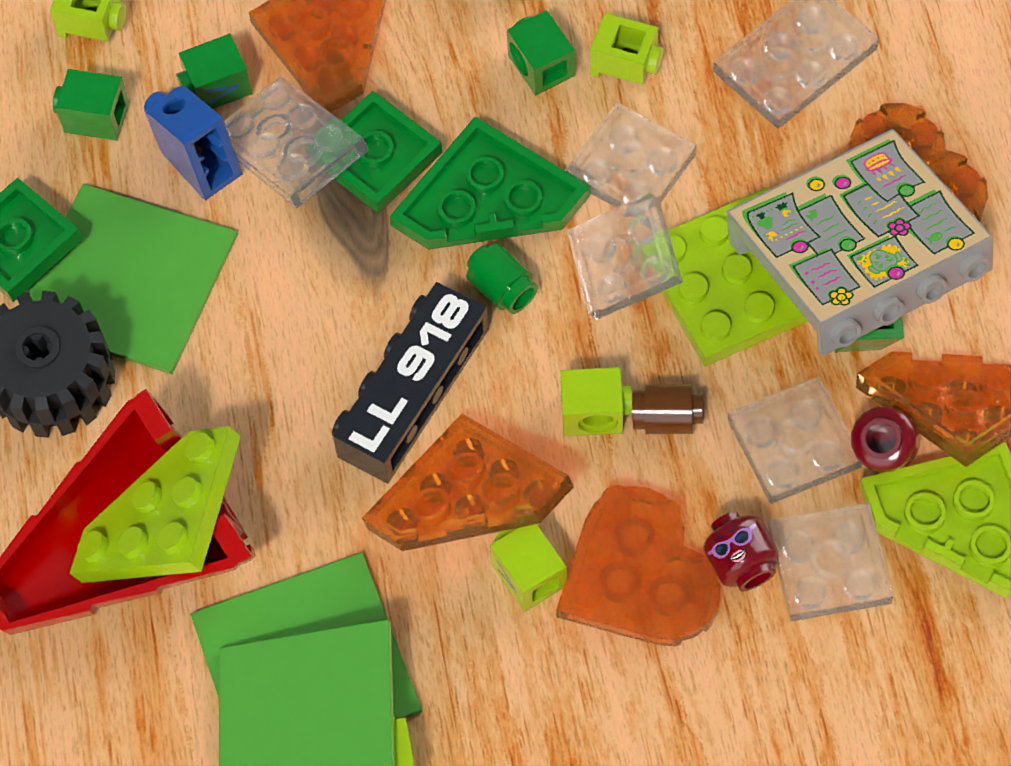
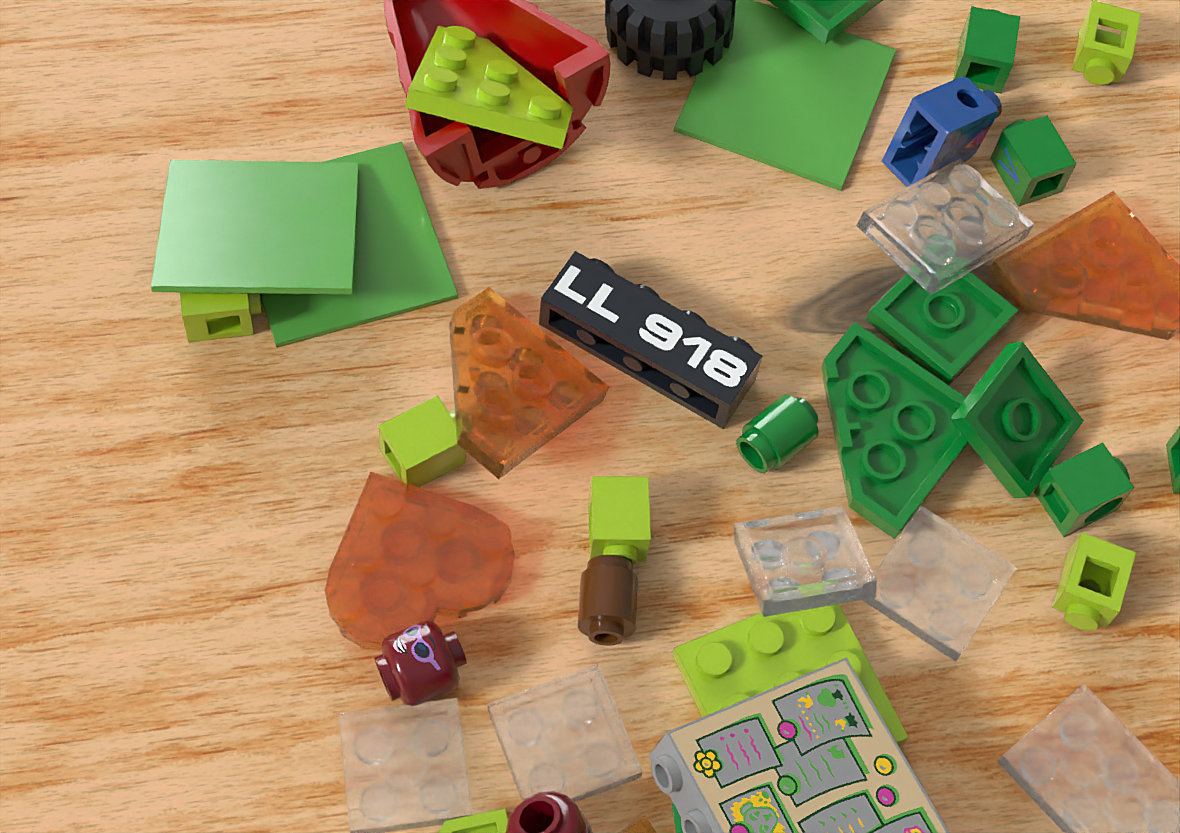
camera: 80 degrees right, 0 degrees up
(483, 94) = (1017, 420): none -> green plate

